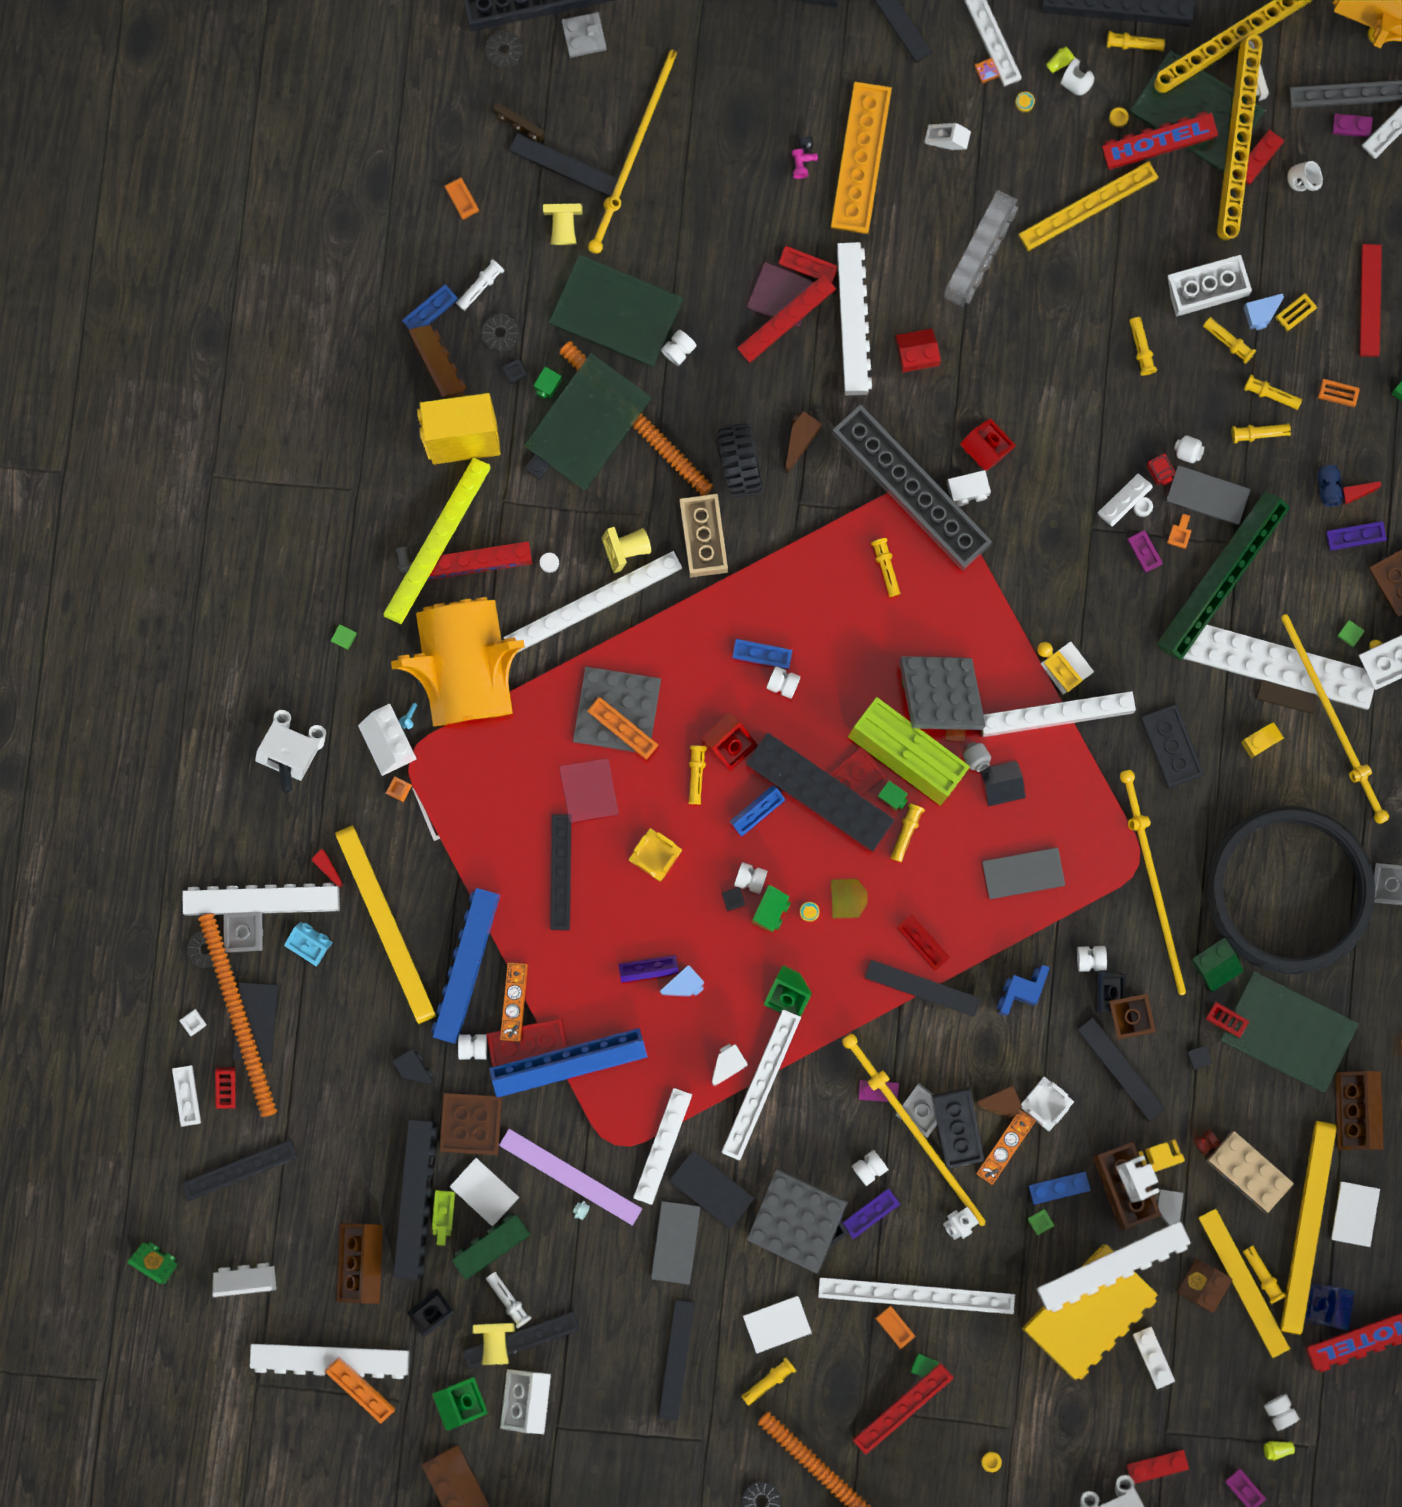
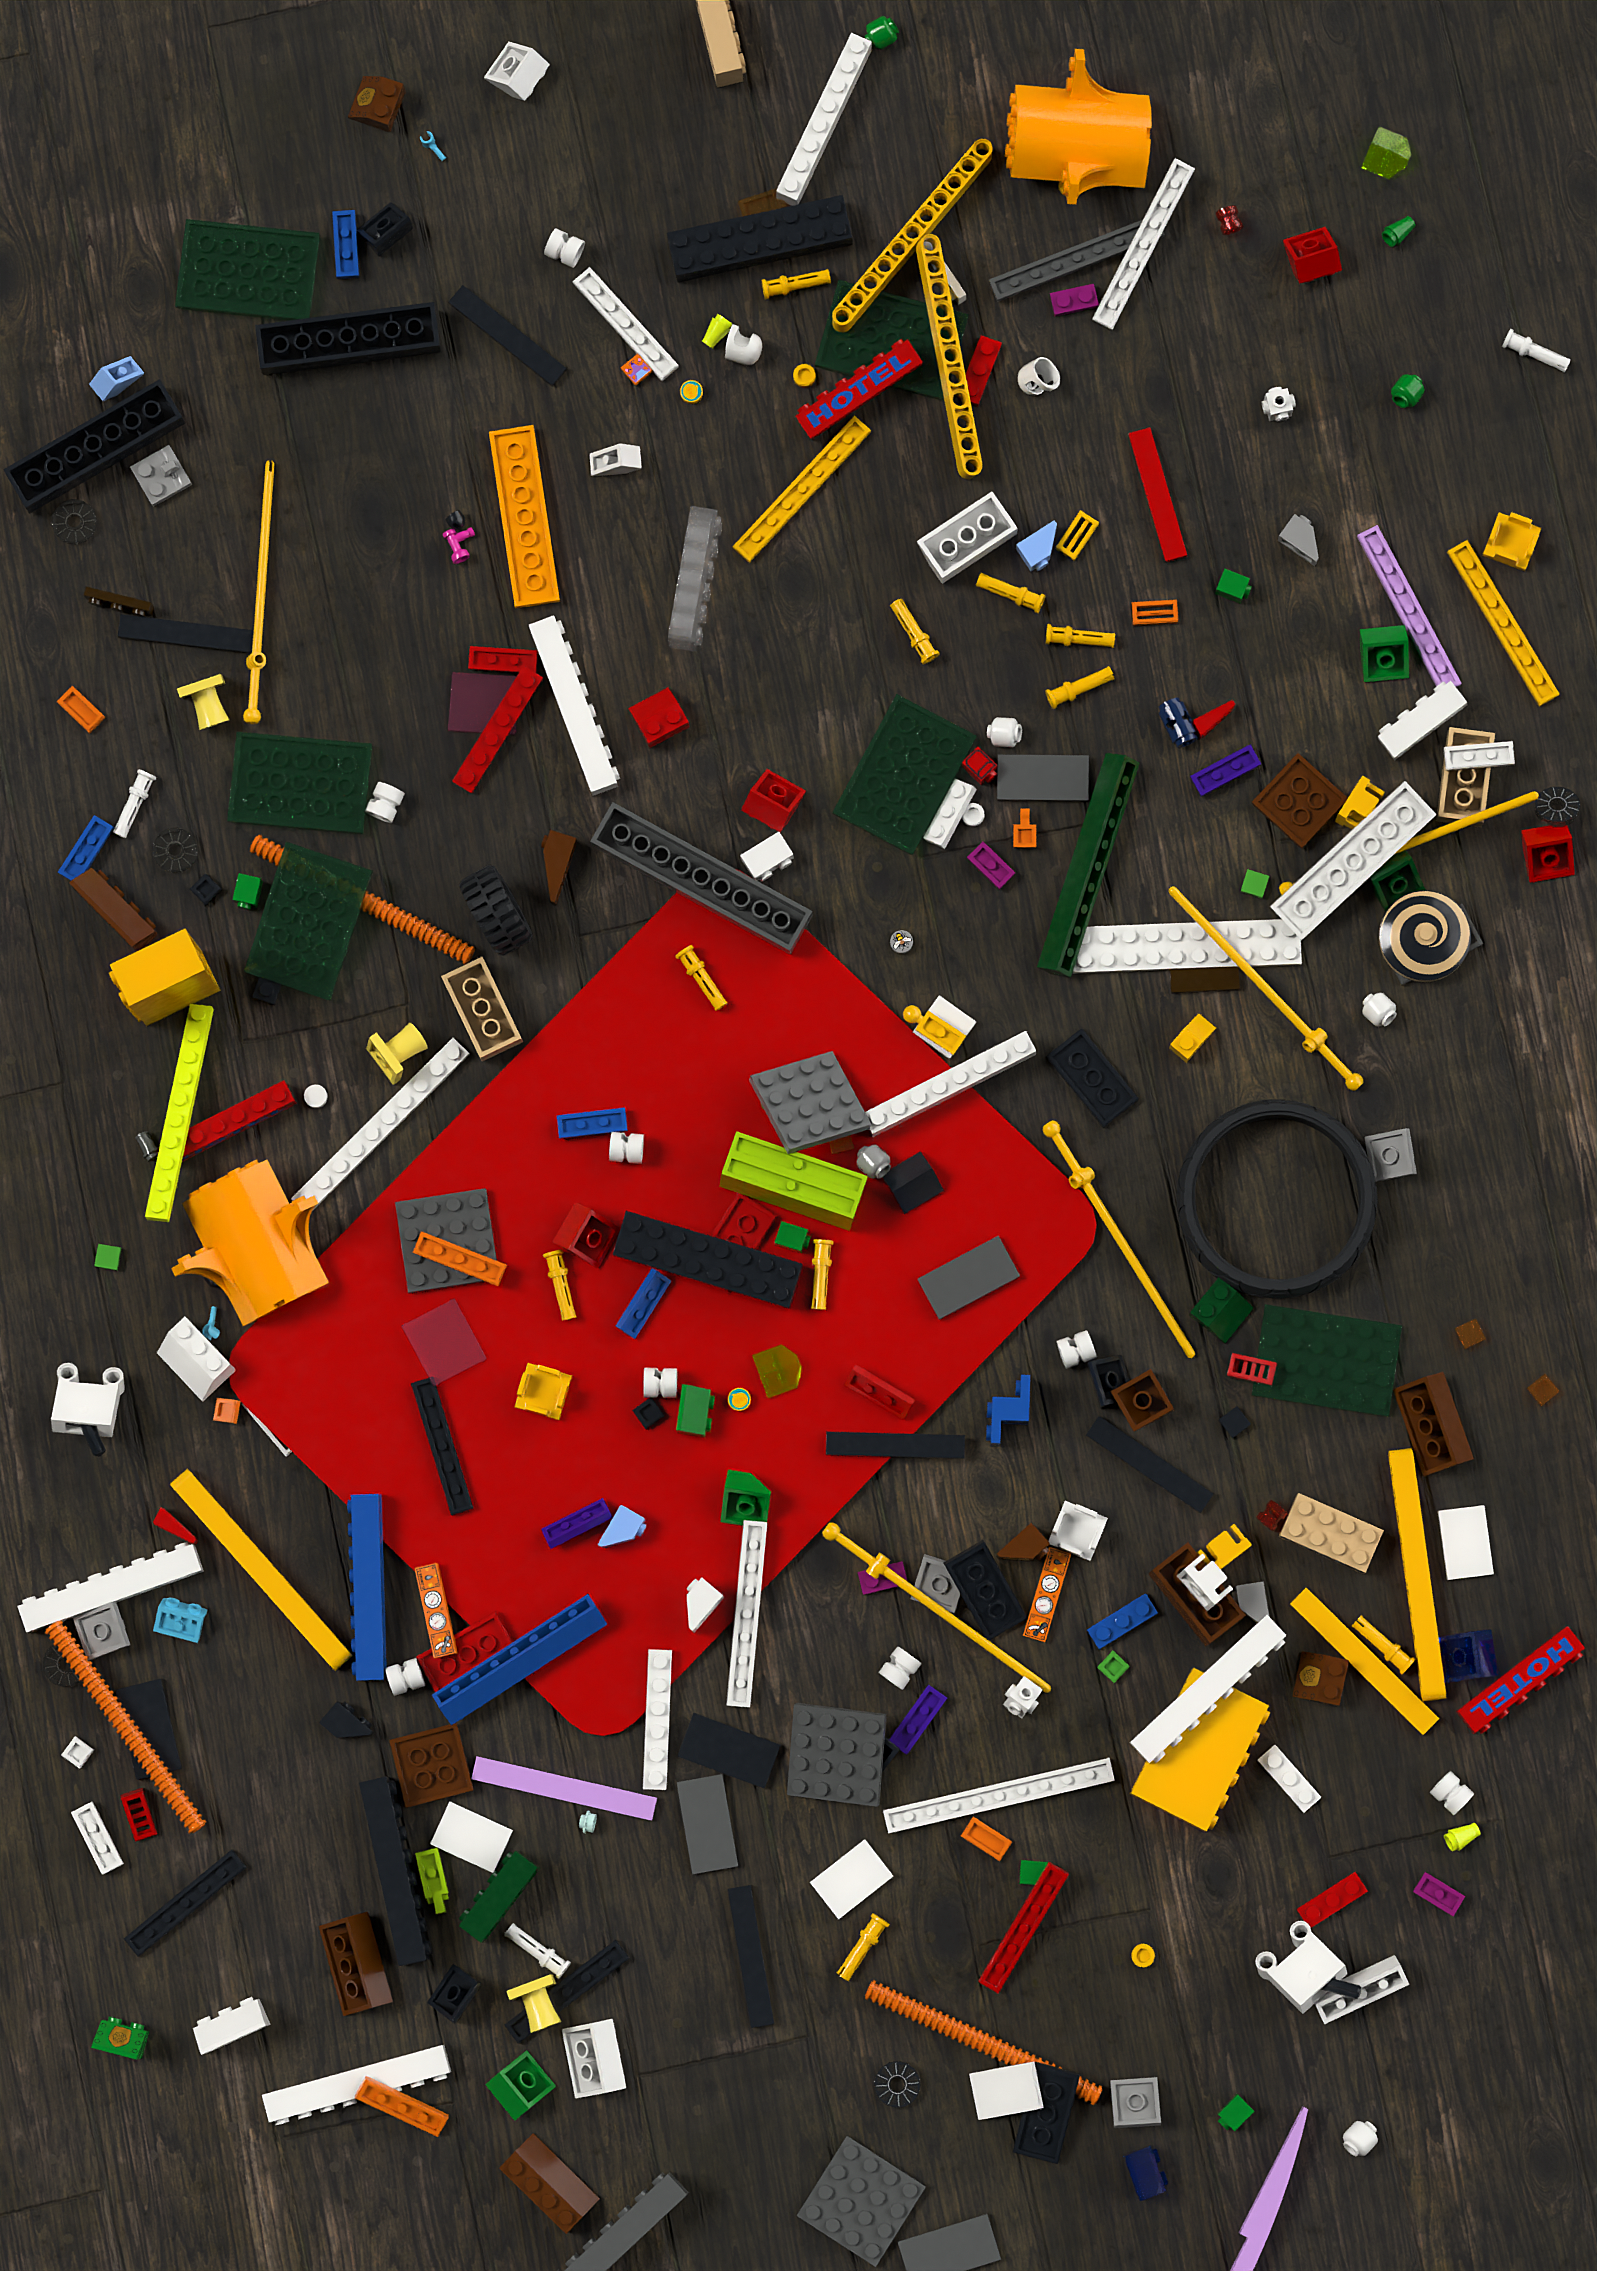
camera: 10 degrees left, 0 degrees up
(1054, 589) = (901, 942): none -> tile
(1098, 457) = (904, 774): none -> clear green plate

